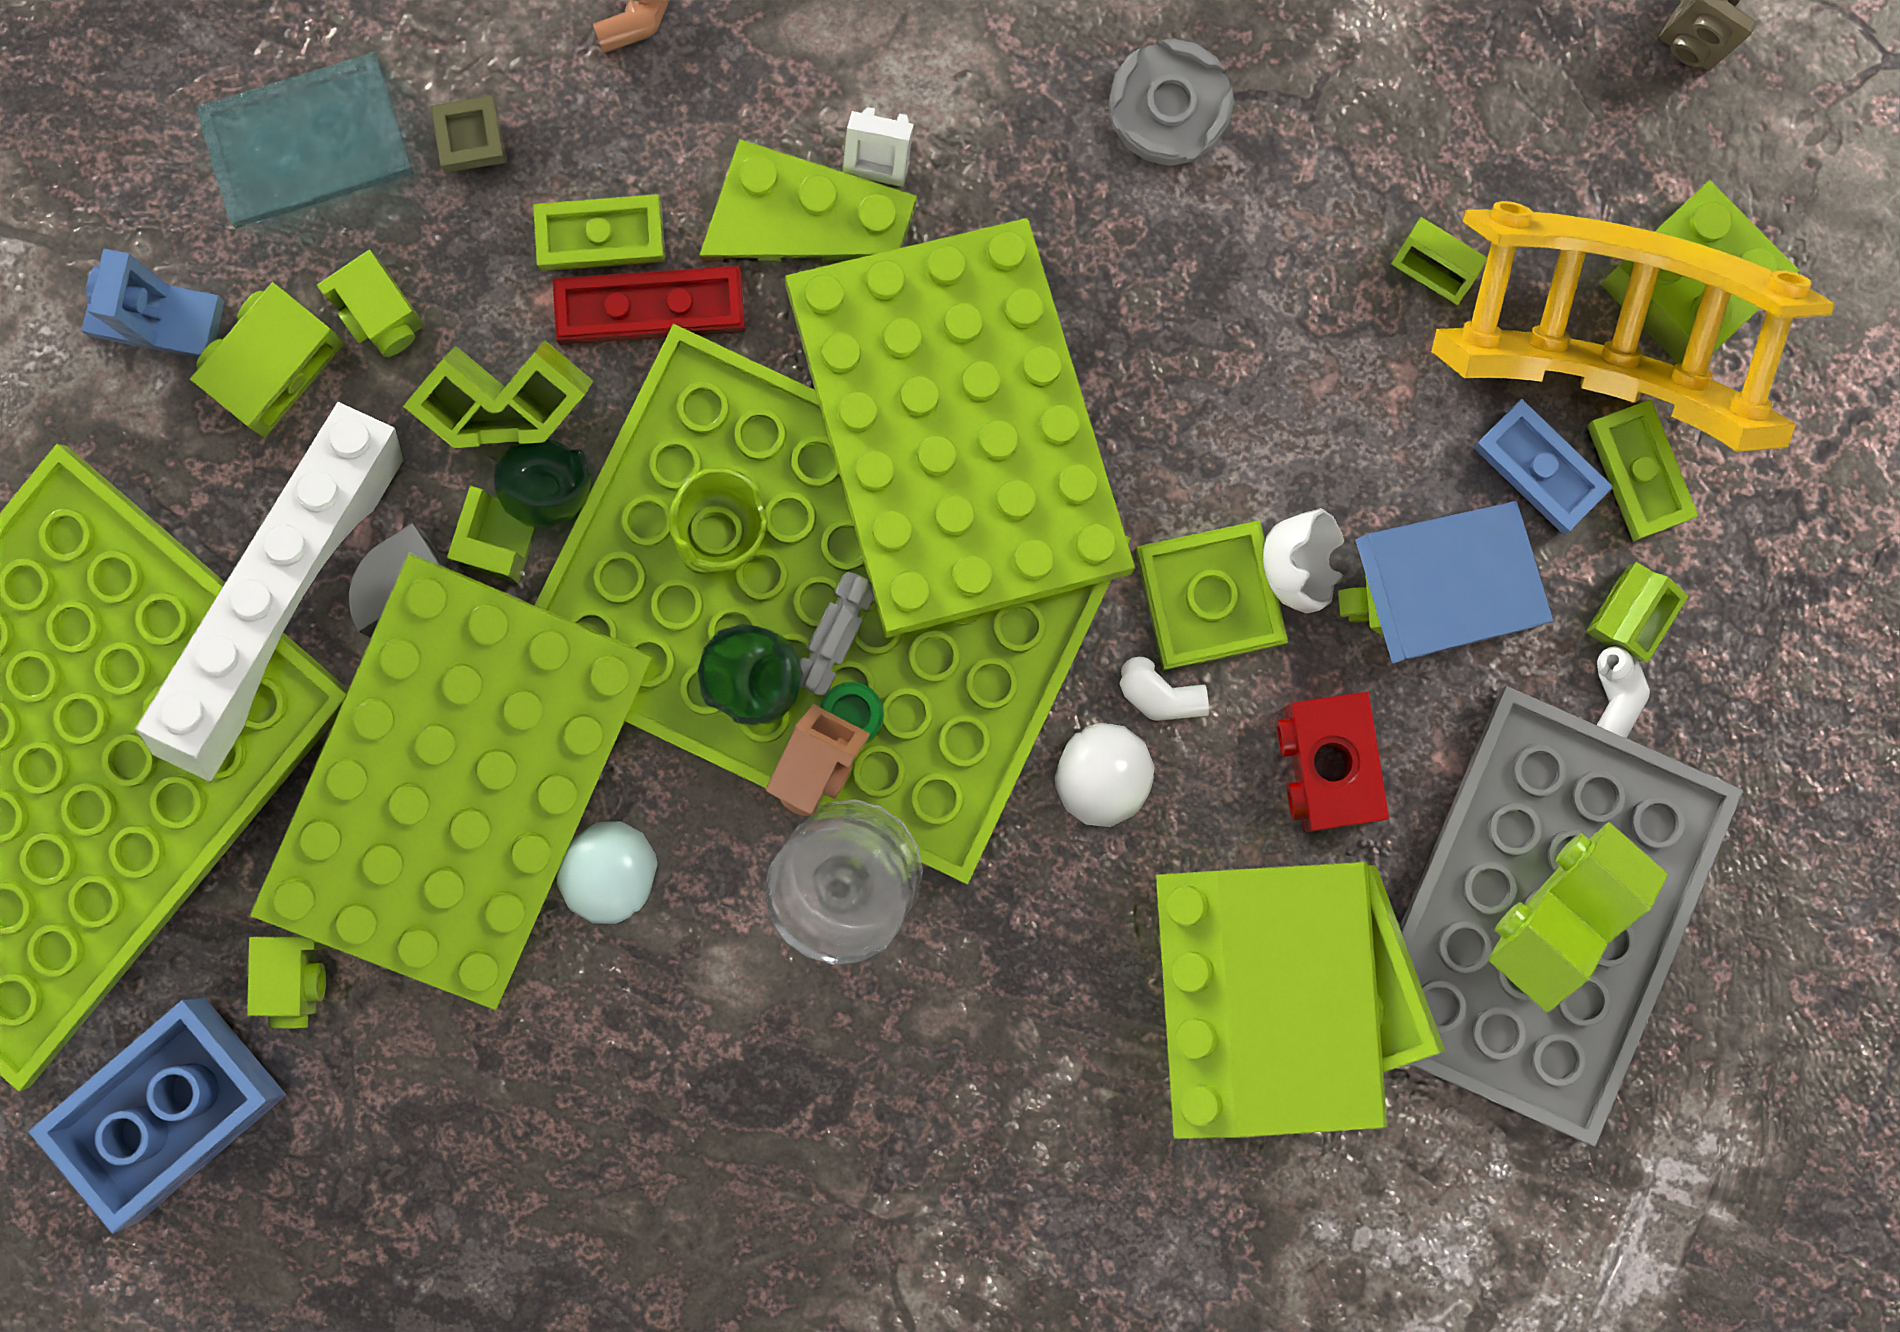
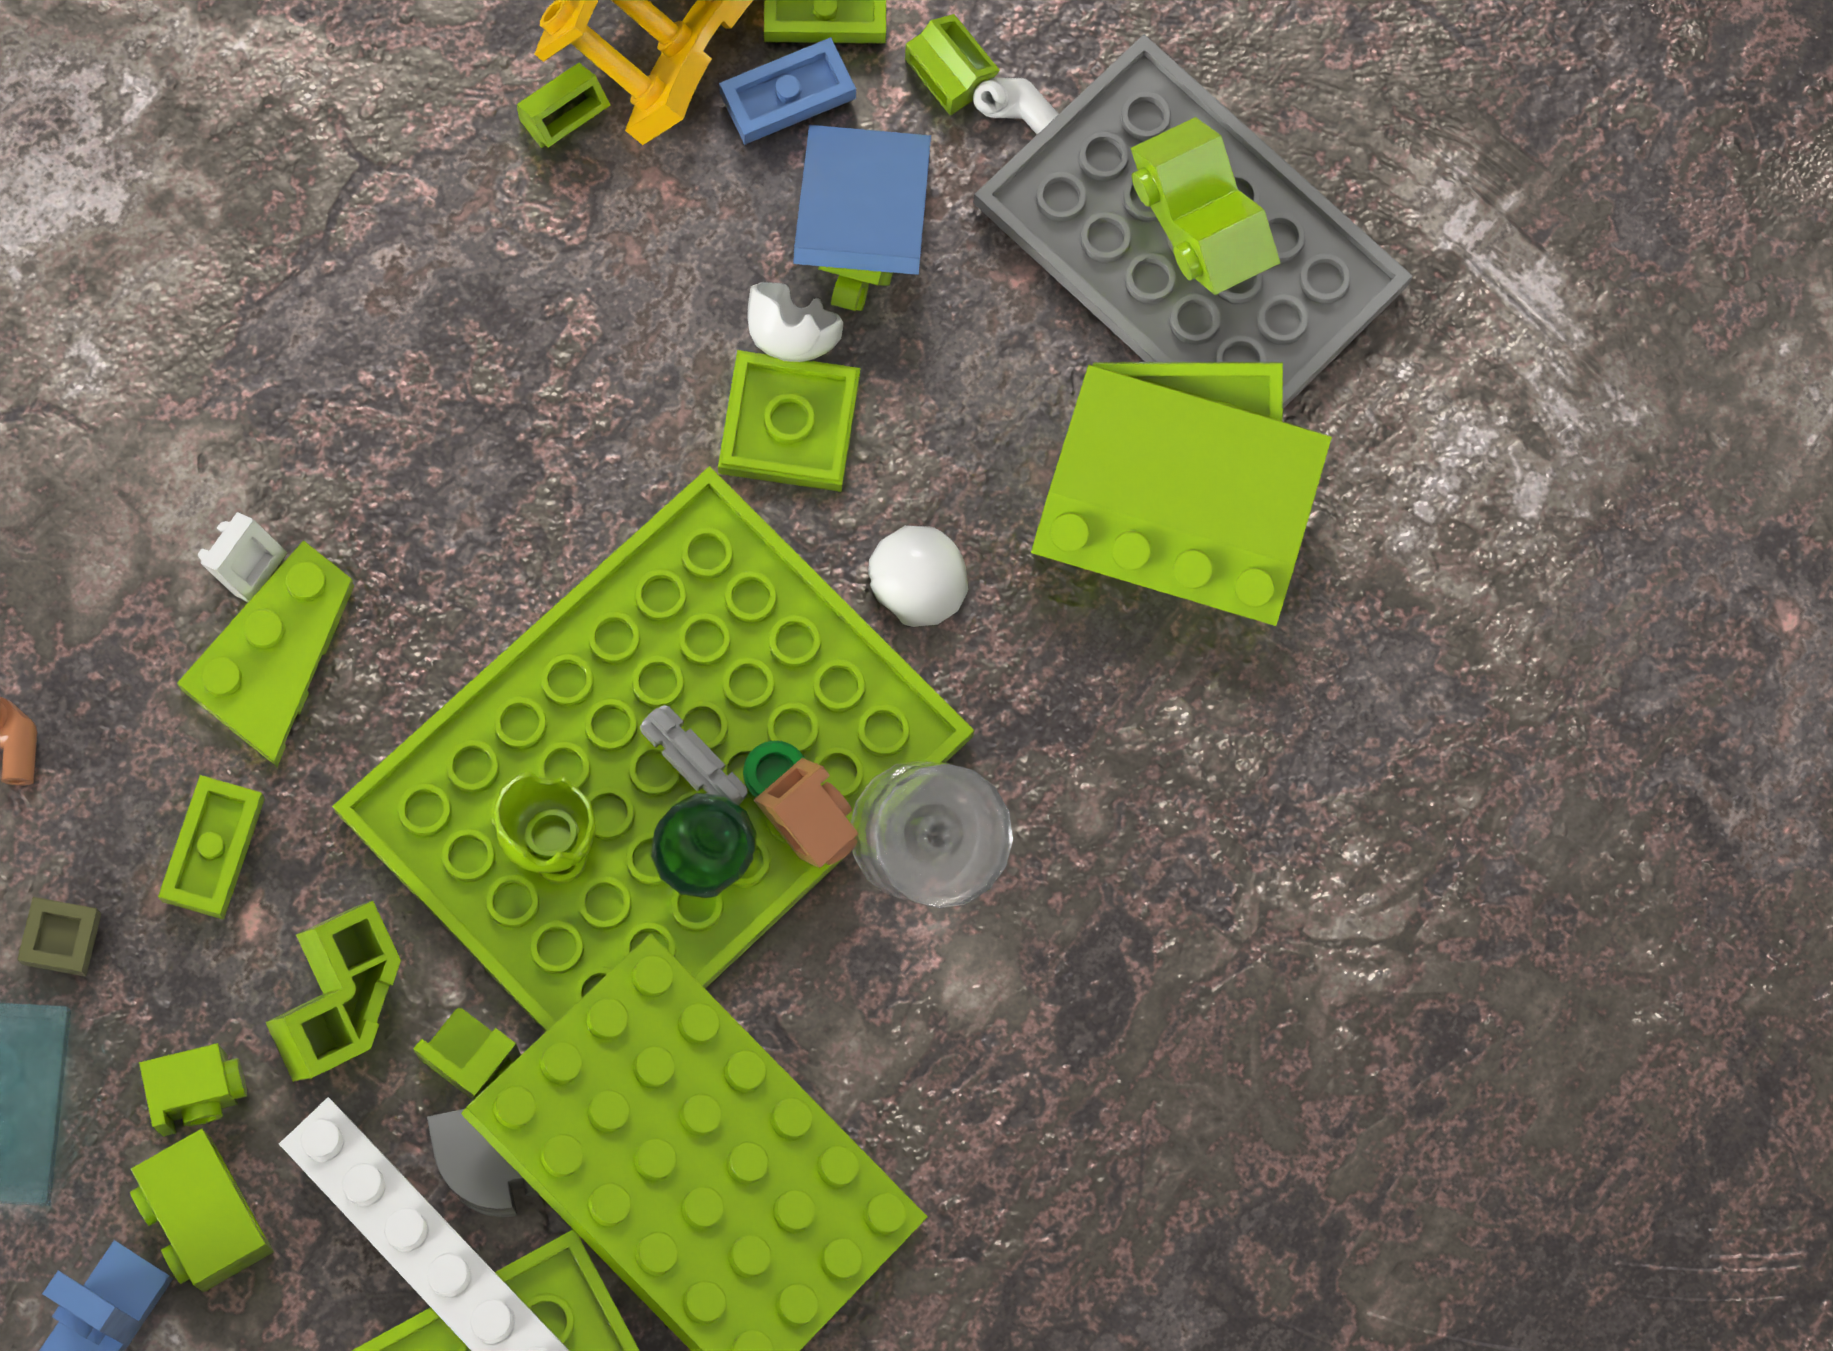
camera: 75 degrees left, 10 degrees down
(542, 483) = (436, 985): clear green hair -> none
(607, 872) = (837, 1064): light aqua hair -> none
(648, 304) = (300, 830): red tile -> none
(958, 427) = (540, 580): lime plate -> none
(1156, 697) = (864, 502): white arm -> none
(1171, 102) = (311, 284): light grey tile -> none
(1348, 727) = (962, 341): red brick -> none

